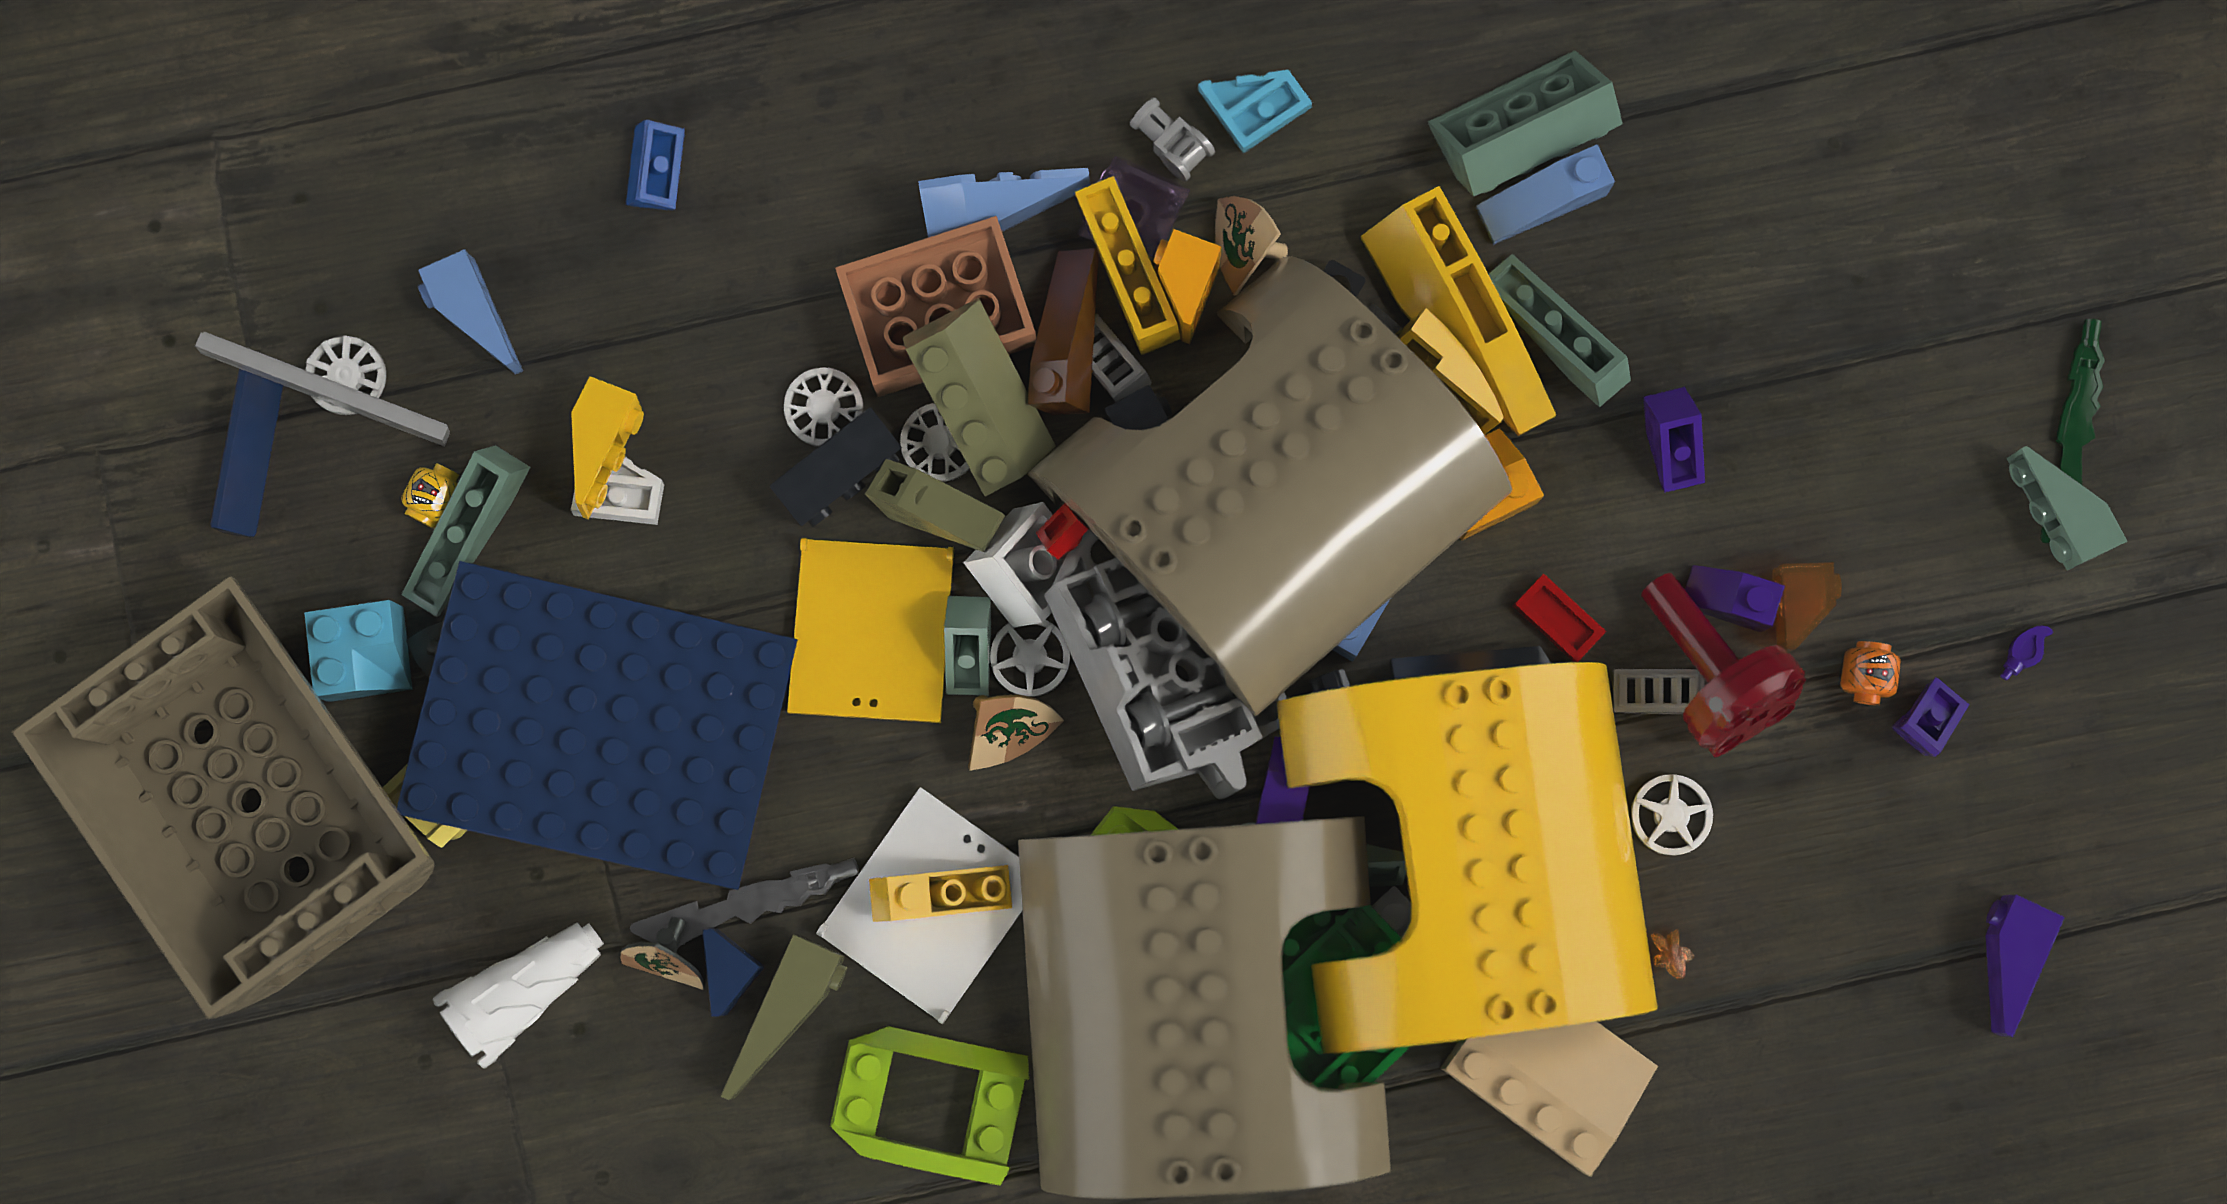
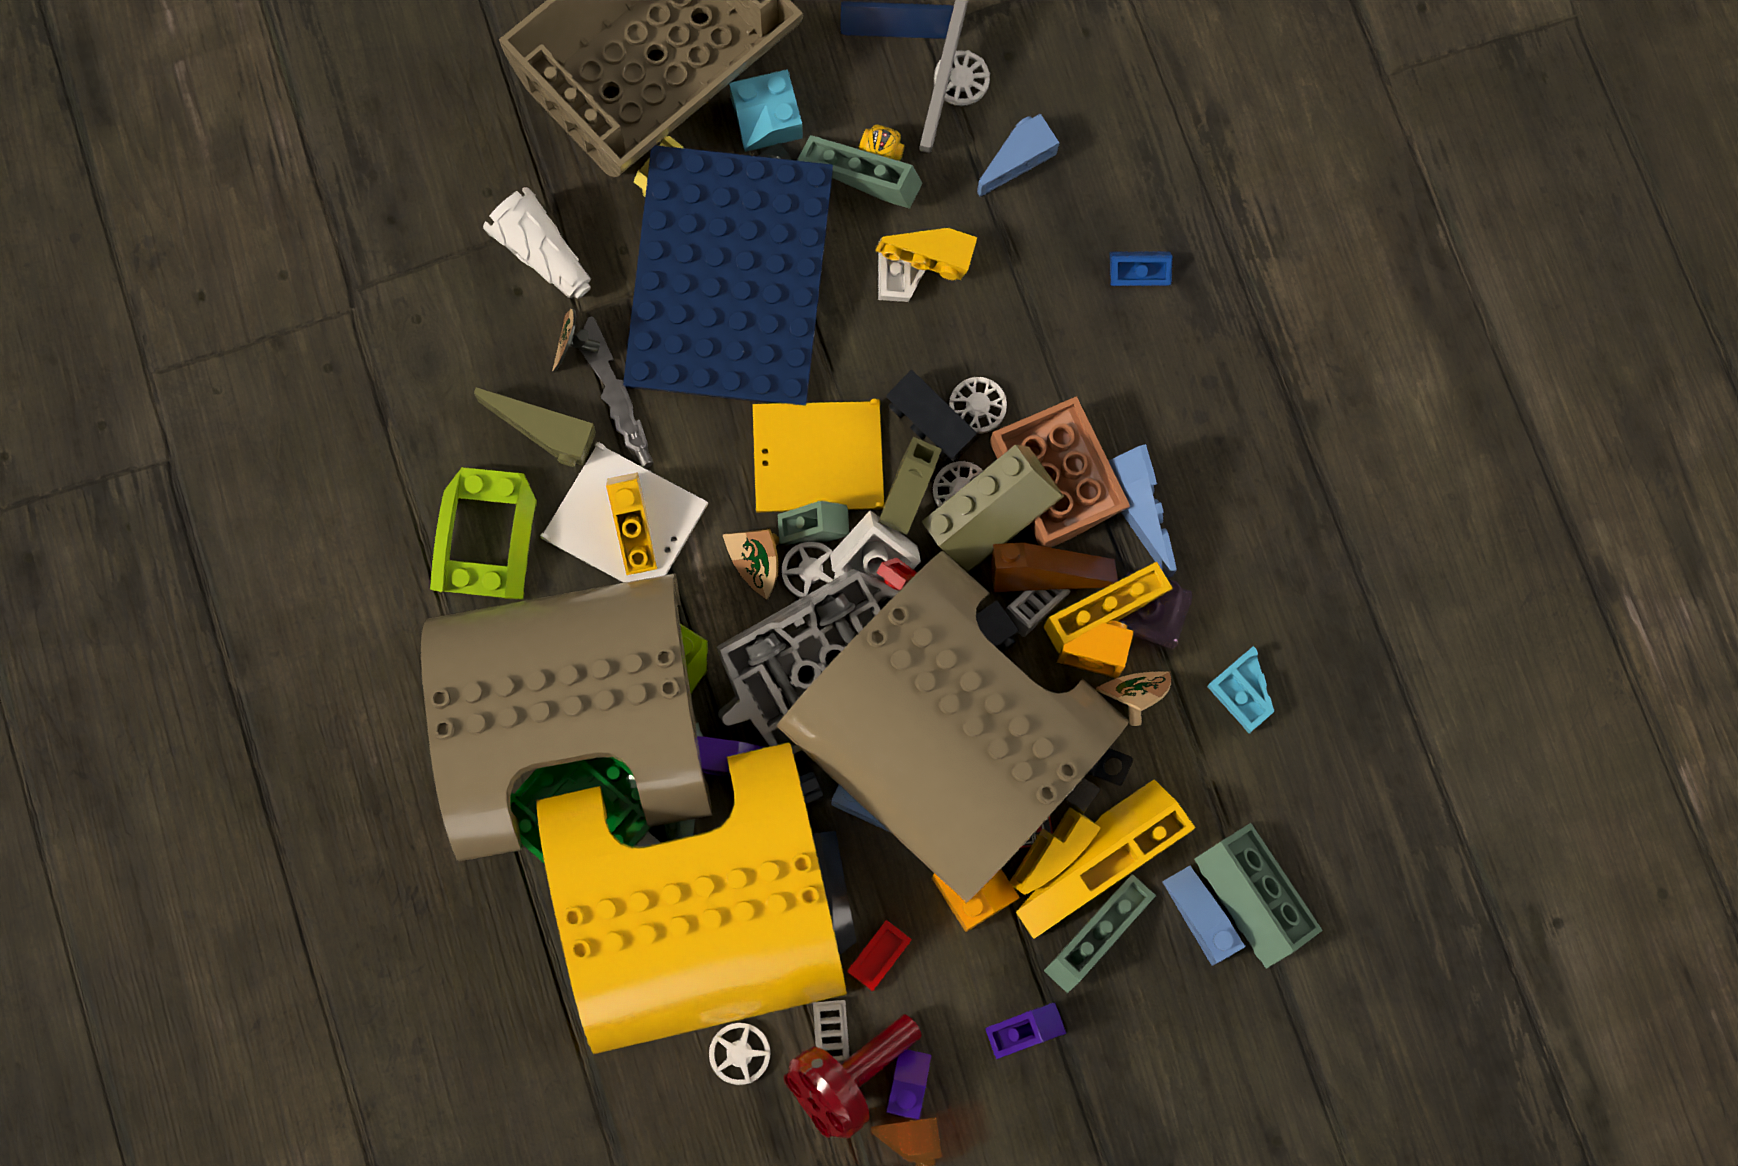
camera: 75 degrees right, 5 degrees down
(728, 971) = (565, 384): dark blue slope -> none
(1174, 142) = (1206, 635): light grey connector -> none
(1558, 1084) = (529, 982): tan slope -> none
(1671, 954) = (634, 1060): clear orange plant -> none

